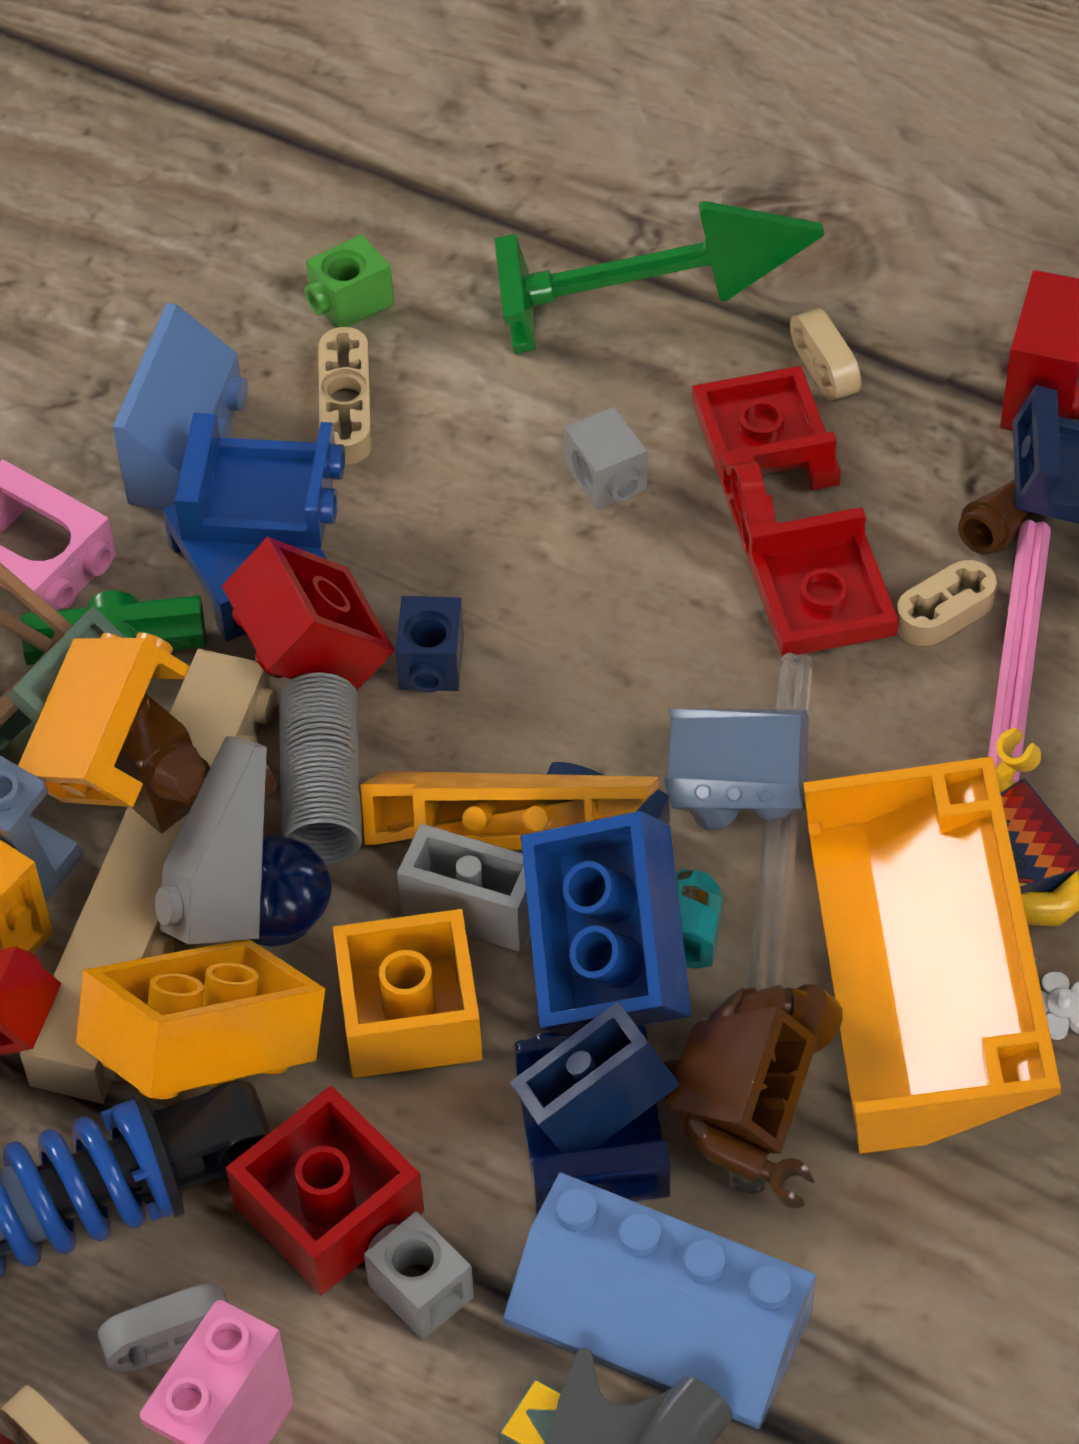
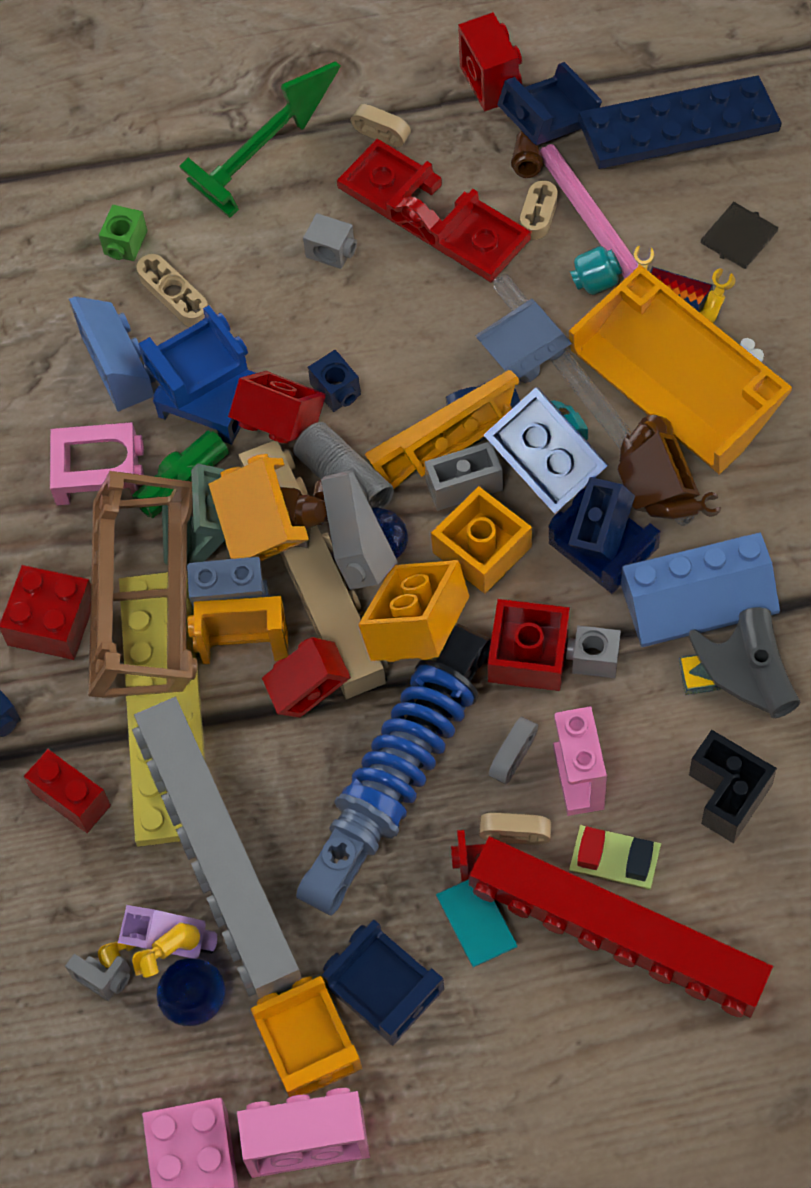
camera: 35 degrees left, 10 degrees up
(943, 730) = (596, 270): none -> teal head

